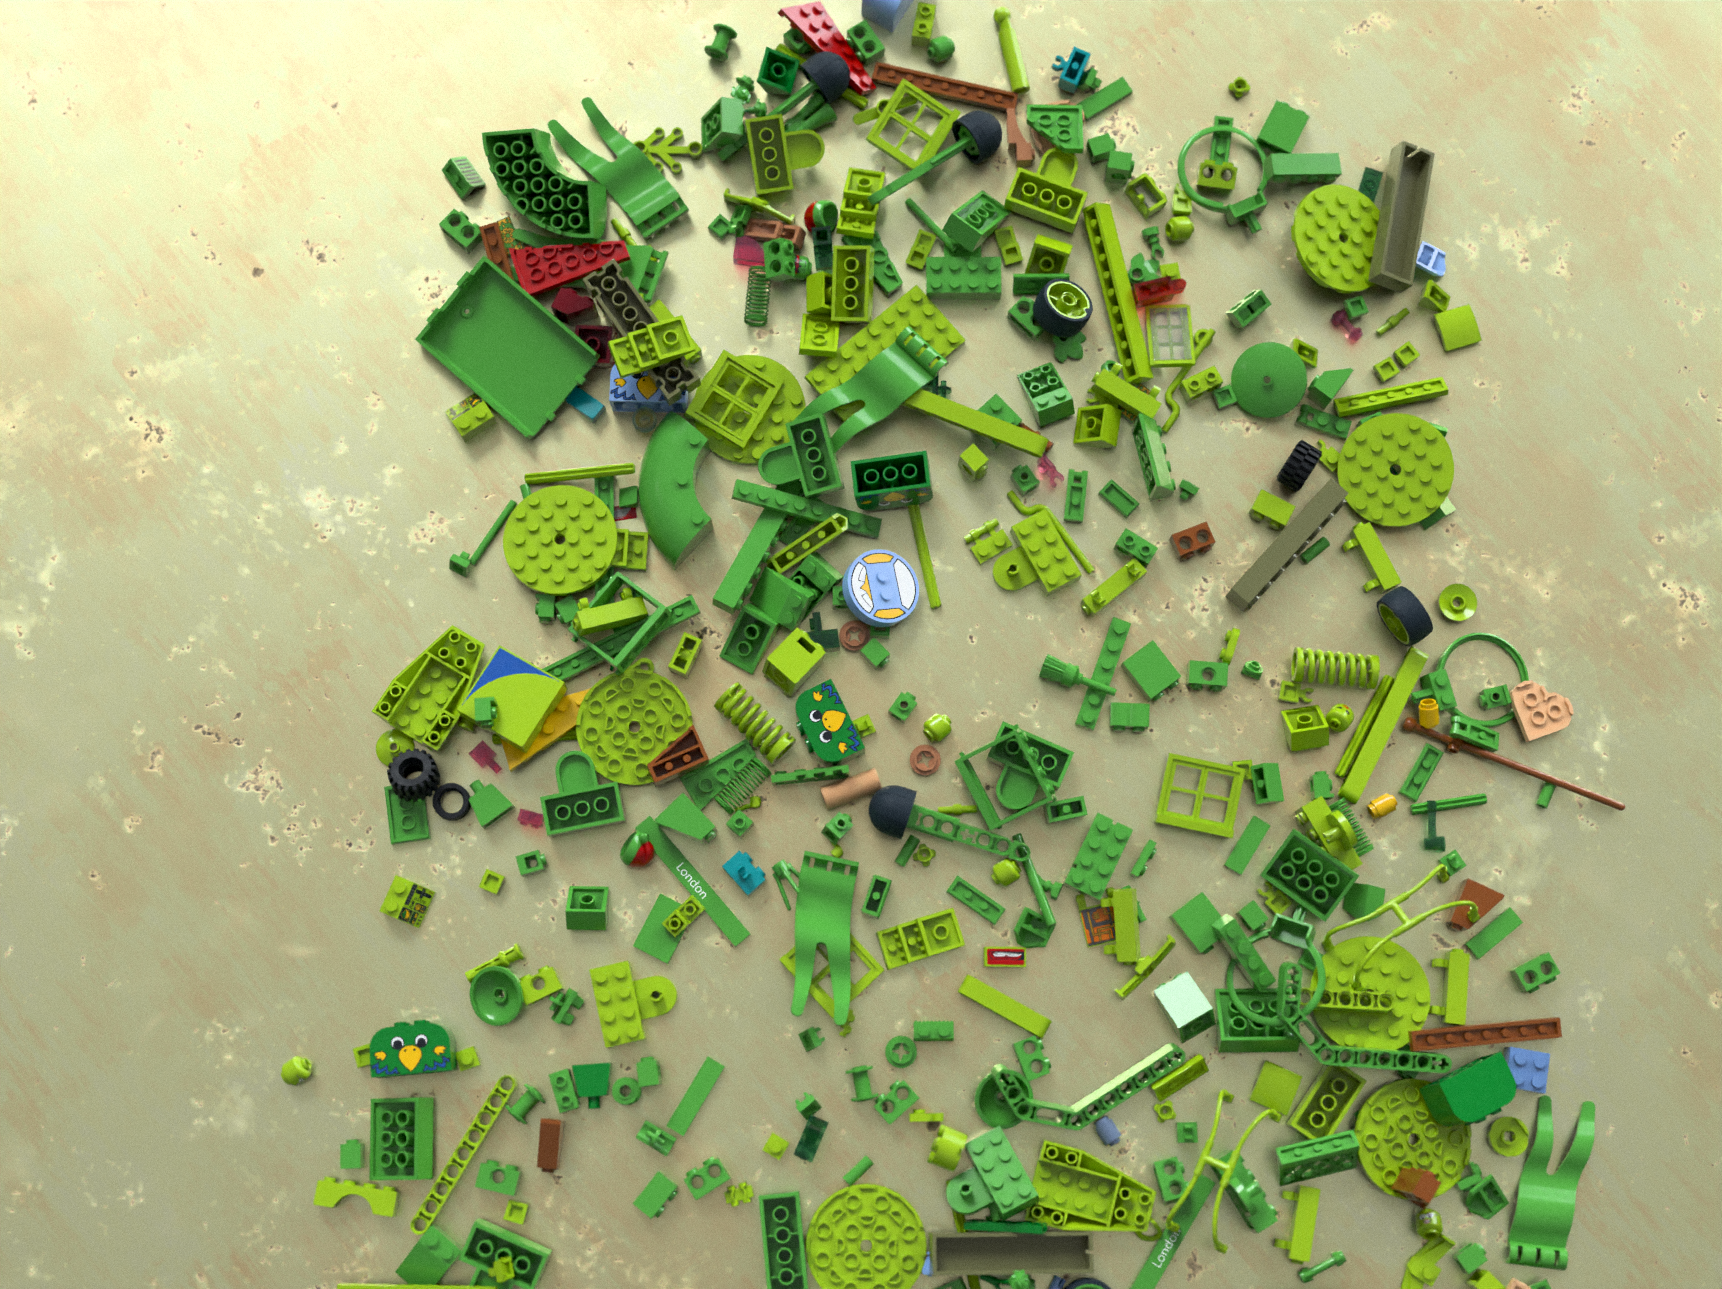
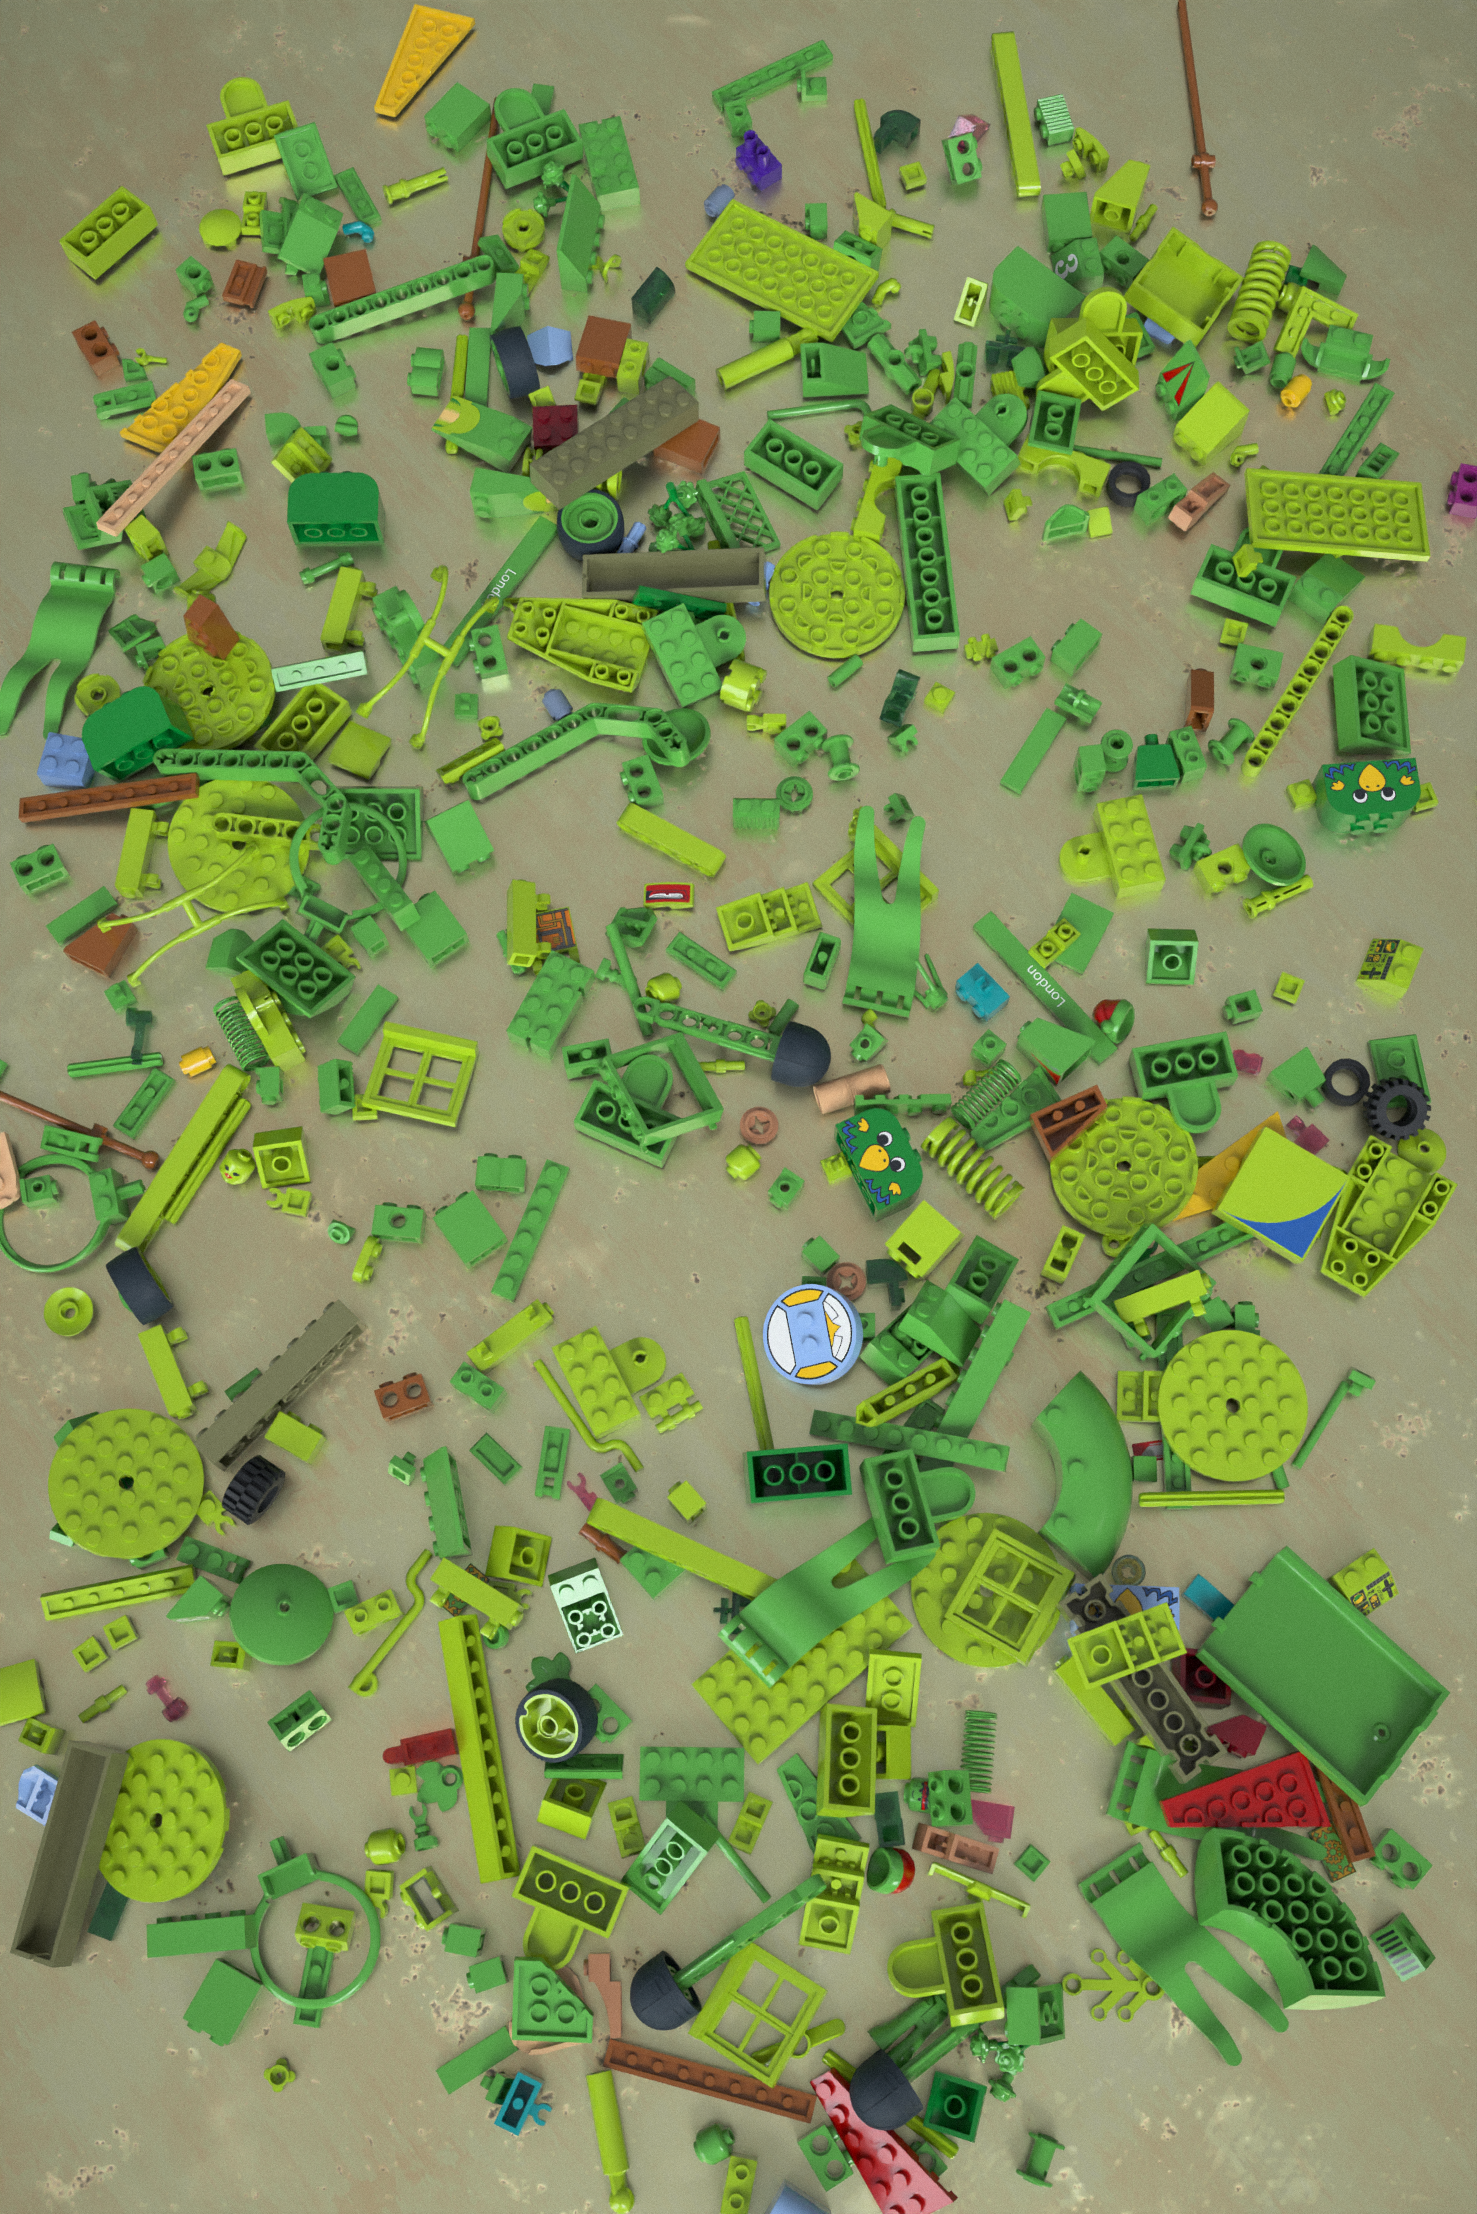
camera: 175 degrees left, 5 degrees down
(351, 1154) = (1426, 691): bright green brick -> none
(485, 711) = (1315, 1167): bright green brick -> none
(739, 218) = (1004, 1872): bright green plate -> none
(1069, 675) = (573, 1223): bright green piece -> none
(1145, 967) = (504, 877): lime plate -> none
(1148, 852) = (500, 995): bright green plate -> none
(1170, 336) = (410, 1684): clear piece -> none
(1301, 656) = (188, 1217): lime piece -> none
(1355, 307) = (151, 1721): bright green tile -> none
(1428, 713) = (125, 1166): yellow brick -> none

